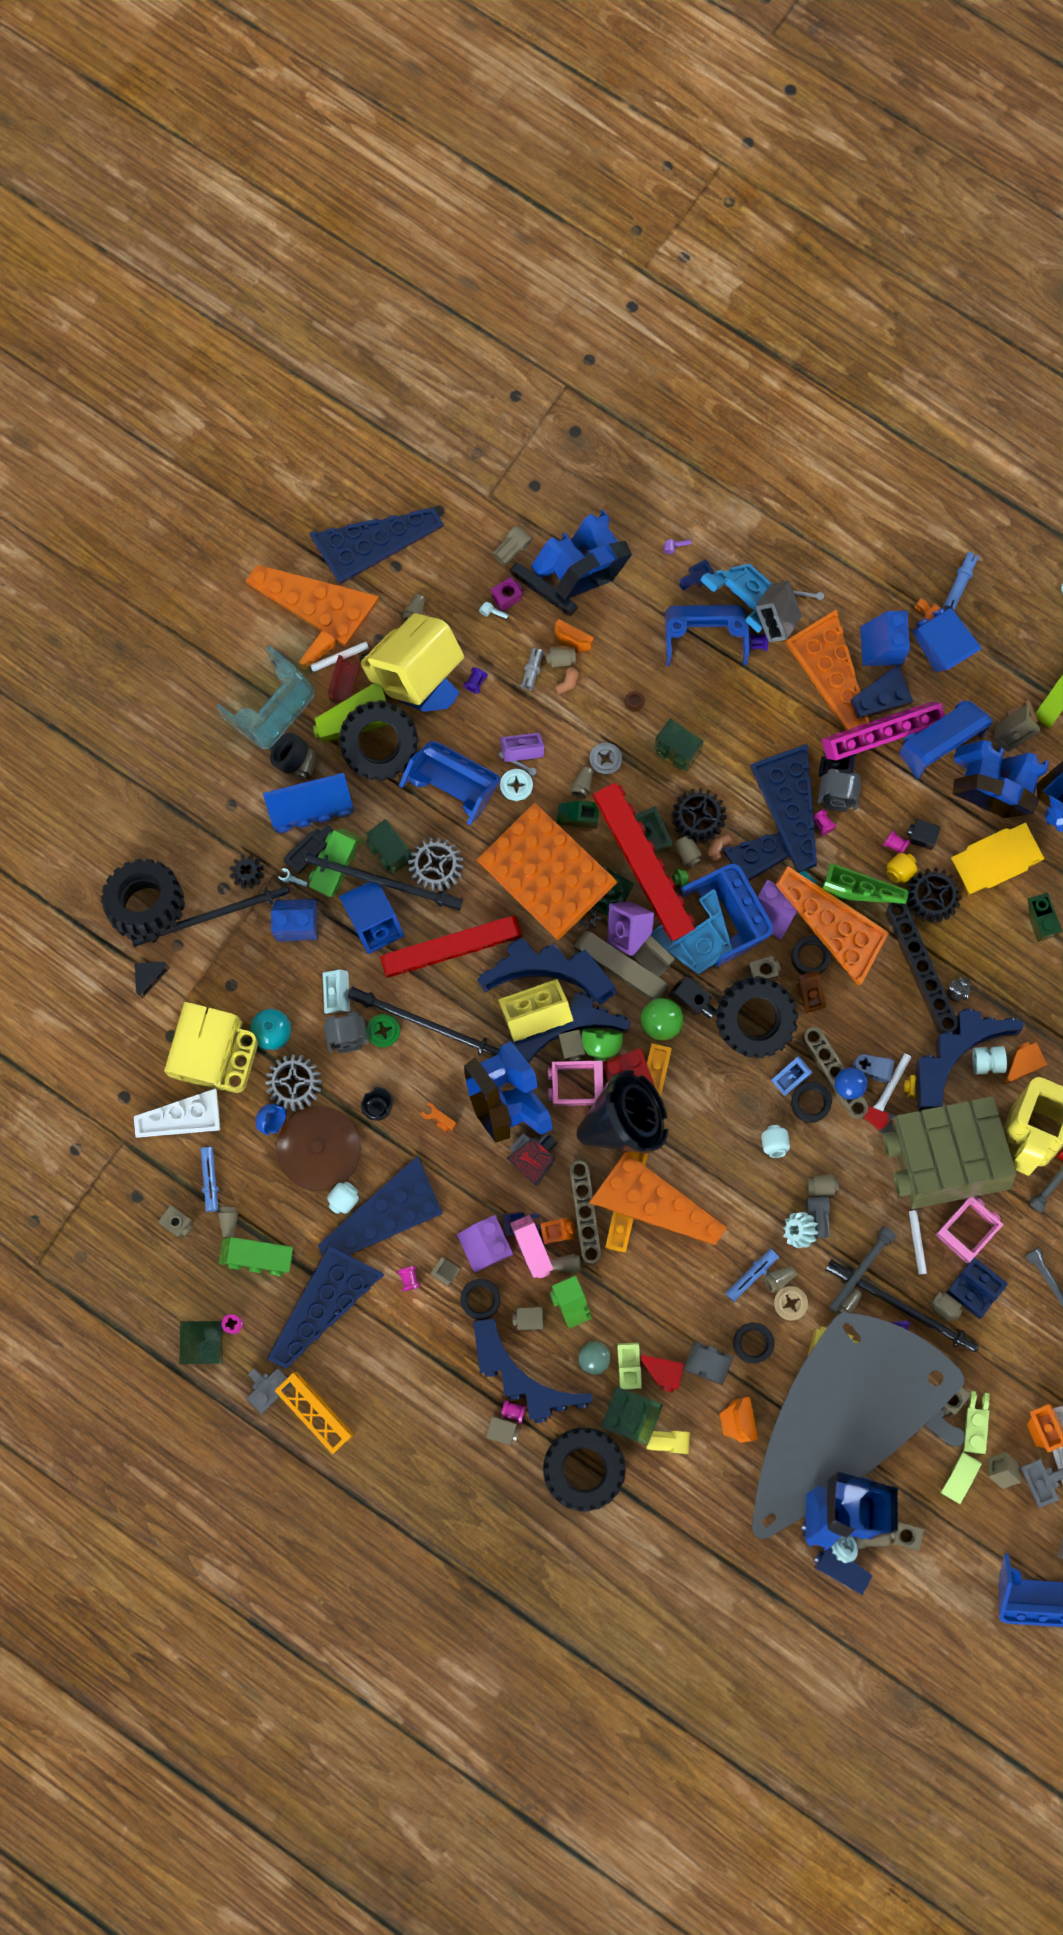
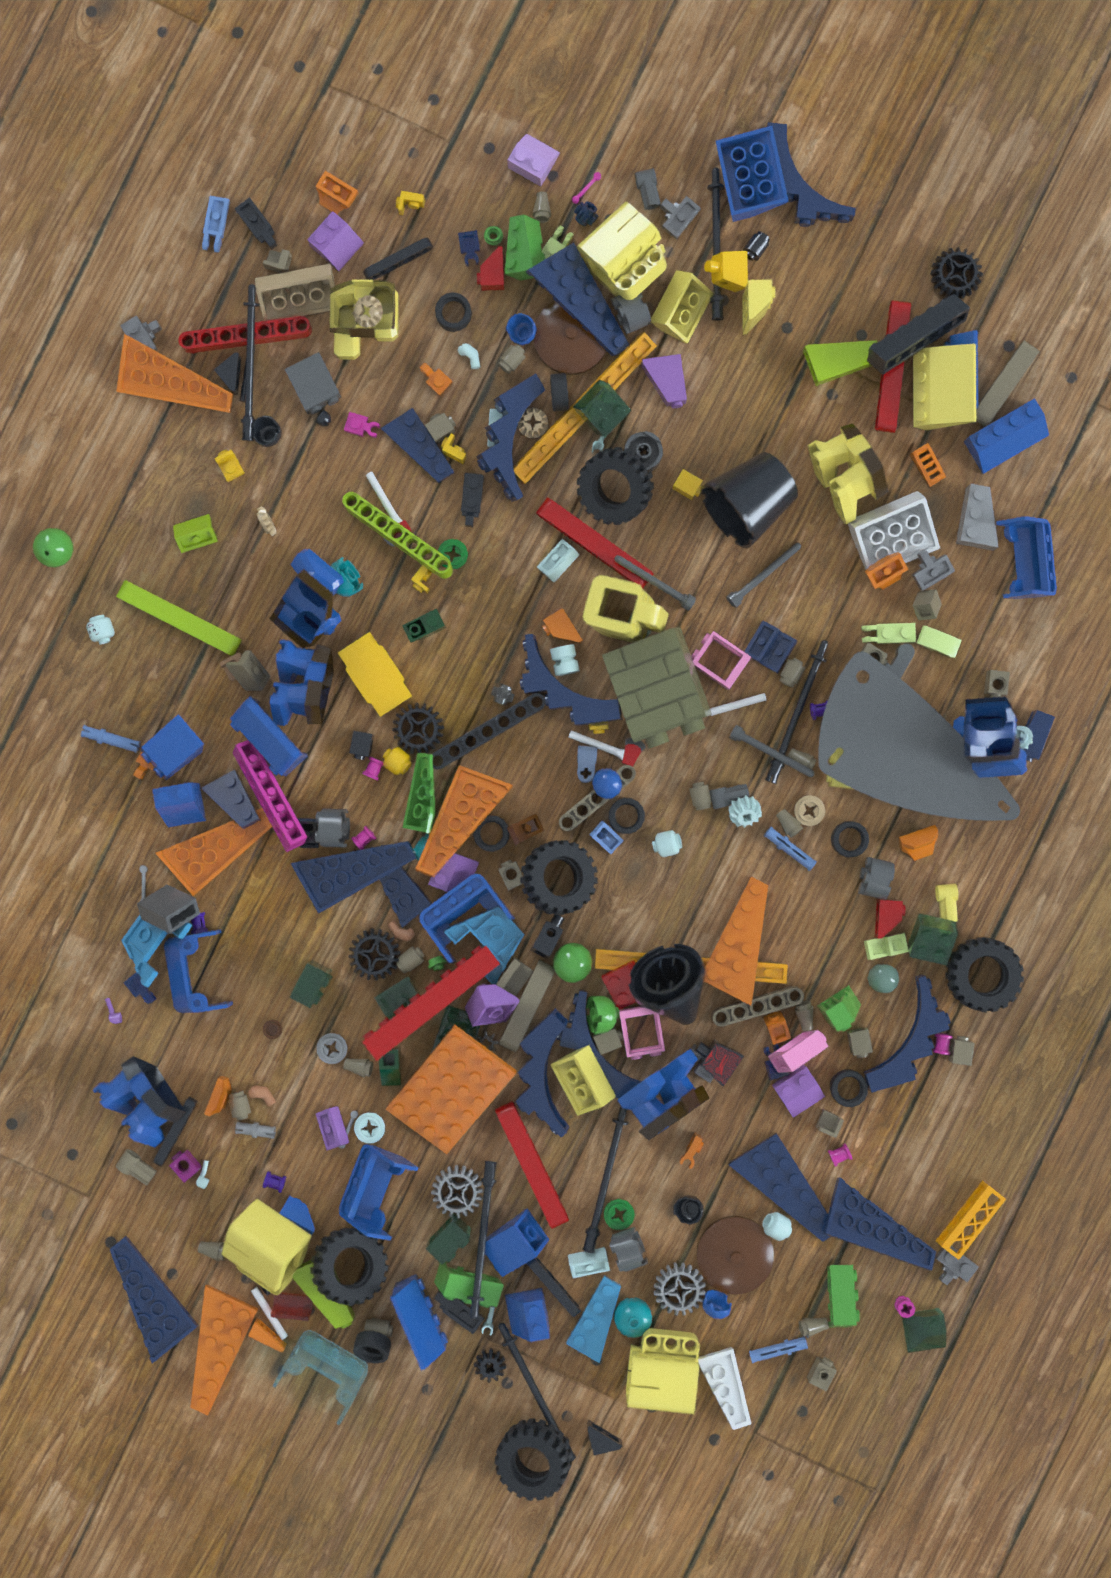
camera: 105 degrees left, 10 degrees up
(268, 986) = (594, 1323): none -> dark azure wing
(319, 950) = (554, 1286): none -> black beam

